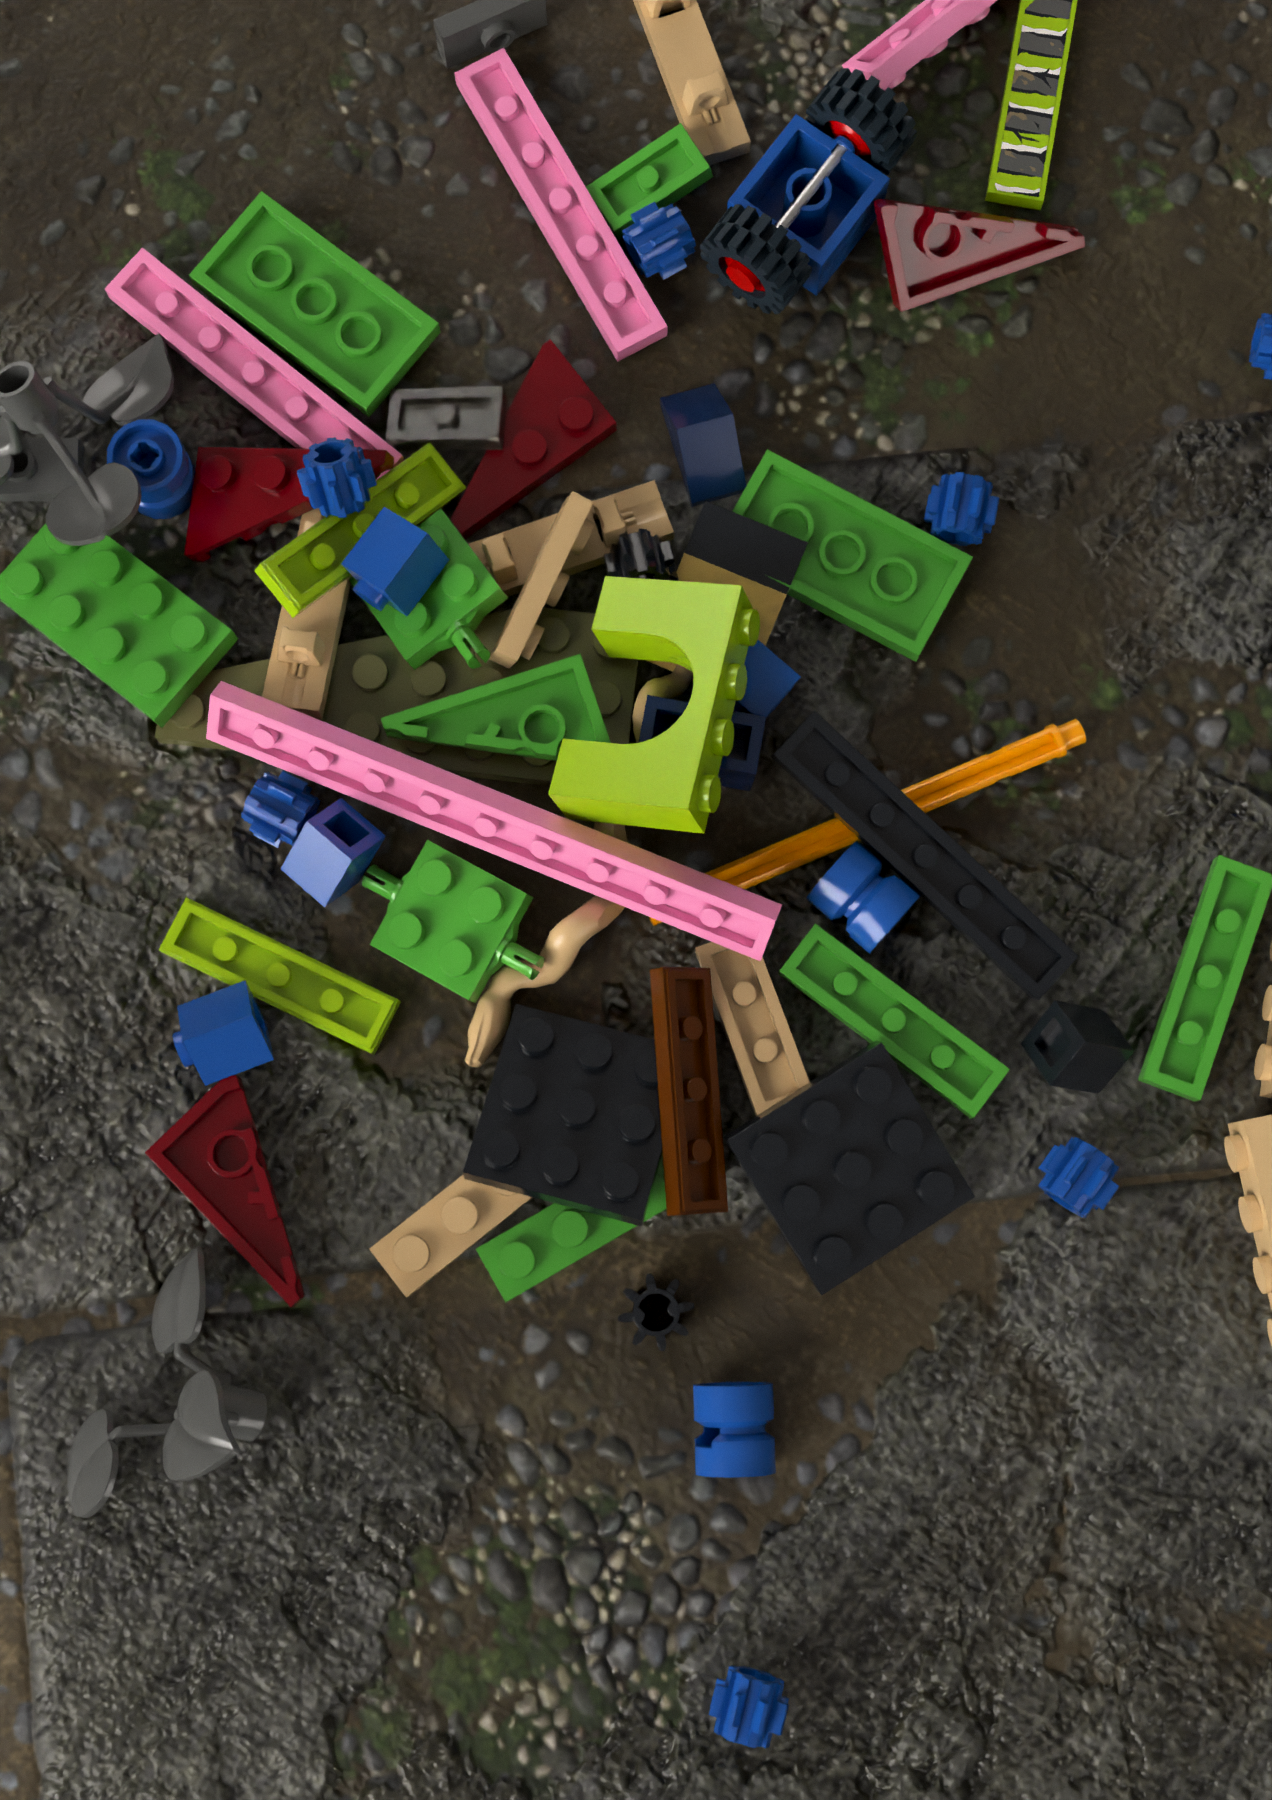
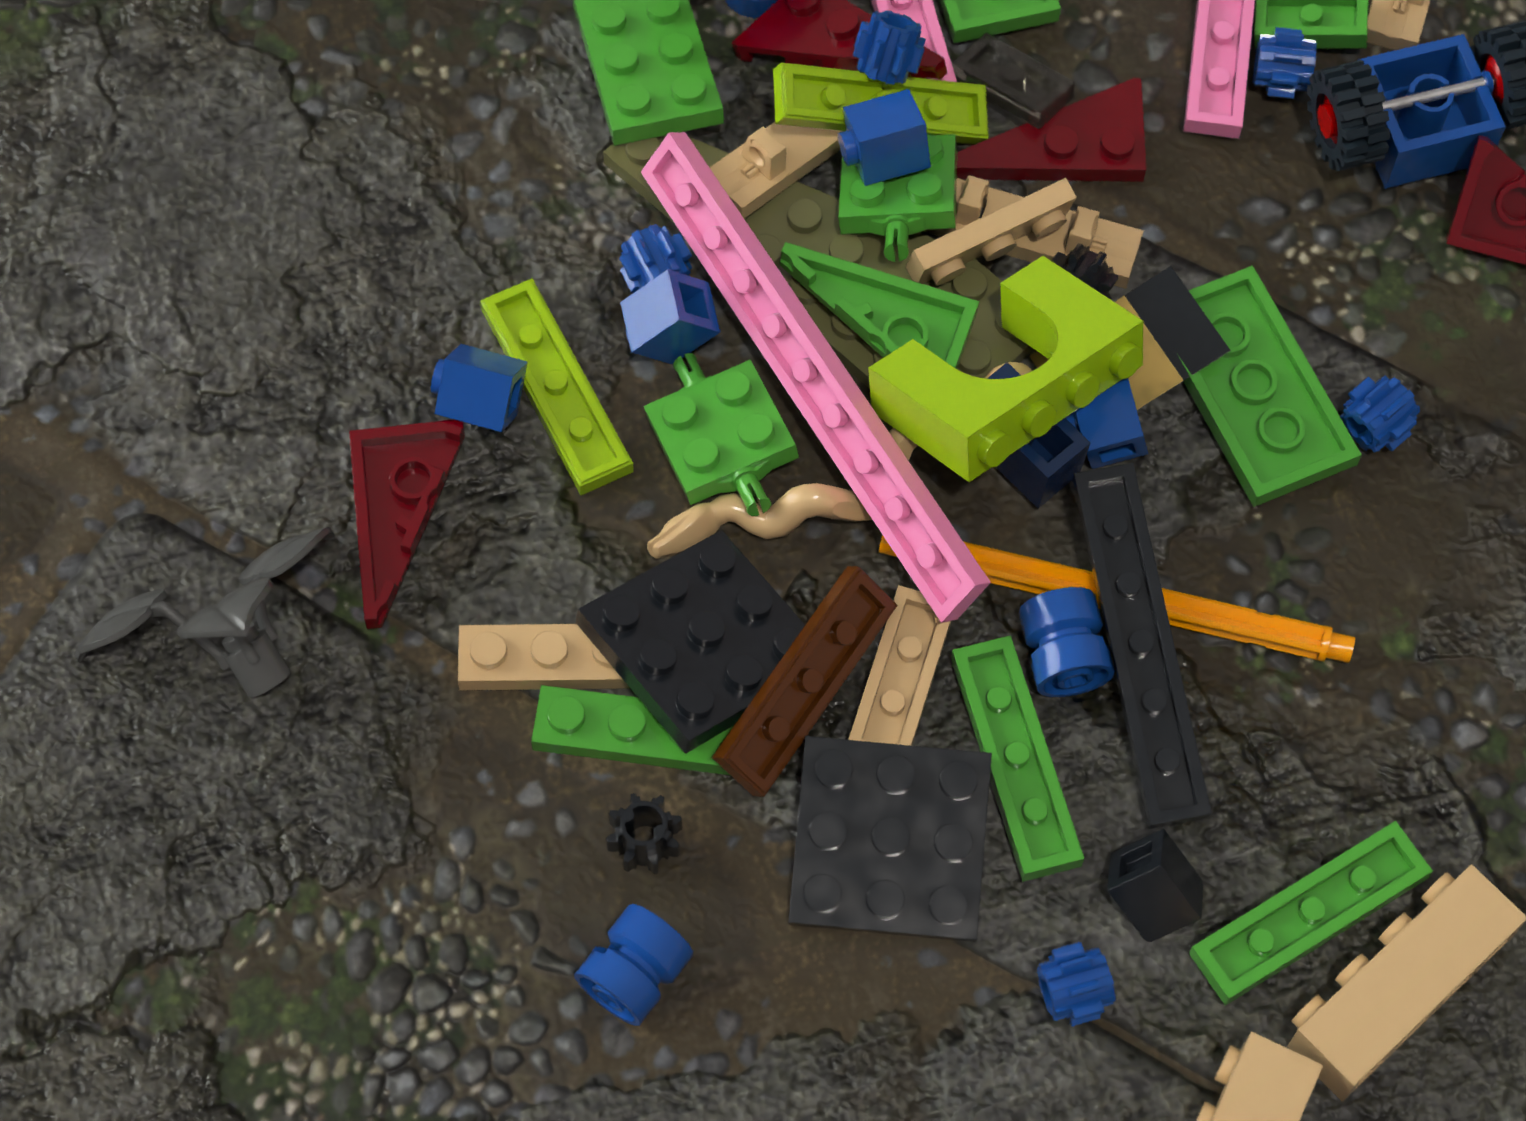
camera: 35 degrees right, 15 degrees down
(704, 443) = (1205, 233): dark blue slope -> none

